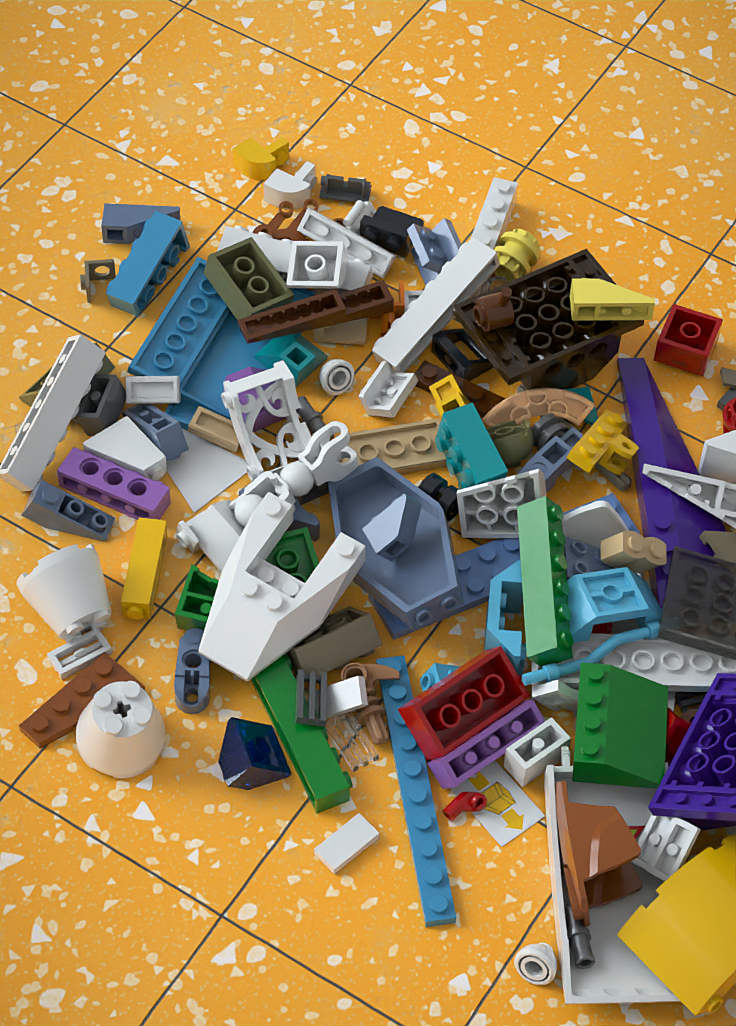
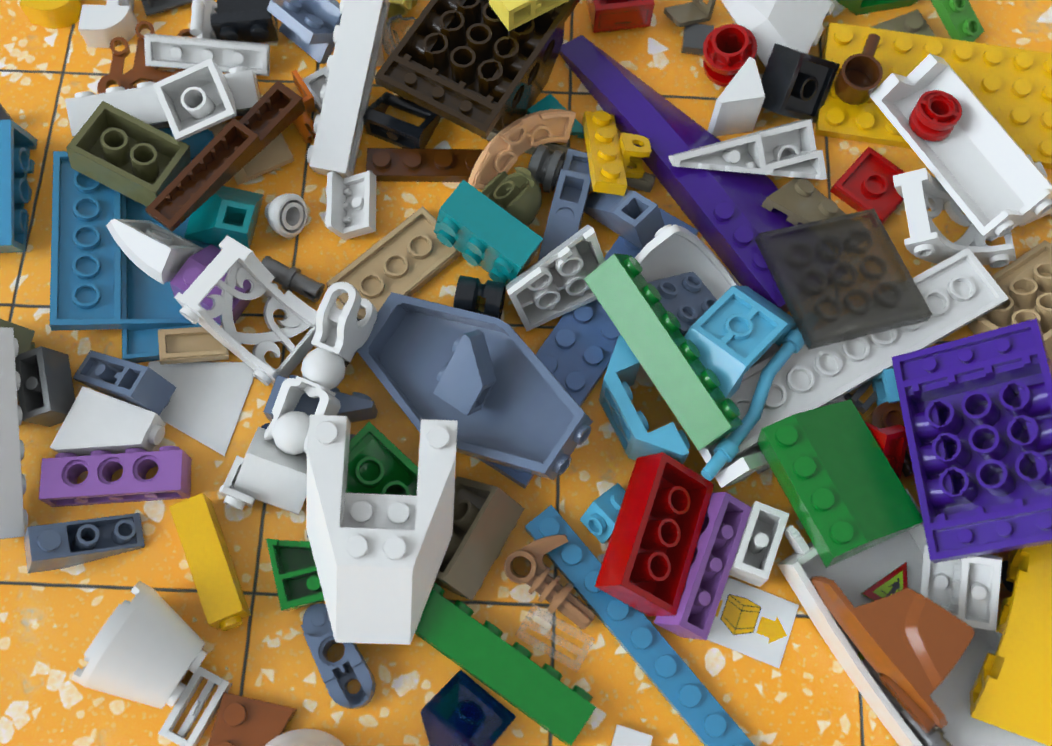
camera: 30 degrees left, 15 degrees up
(153, 389) = (93, 336): white tile -> none
(226, 348) = (152, 247): none -> white slope
(312, 678) = (513, 632): dark grey tile -> none
(344, 697) = (521, 602): white tile -> none
(448, 394) = (426, 182): yellow brick -> none
(465, 803) = (718, 641): red arm -> none
(494, 310) = (427, 60): reddish brown piece -> none
(584, 486) = (627, 215): none -> sand blue slope
(633, 551) = (724, 263): tan brick -> none

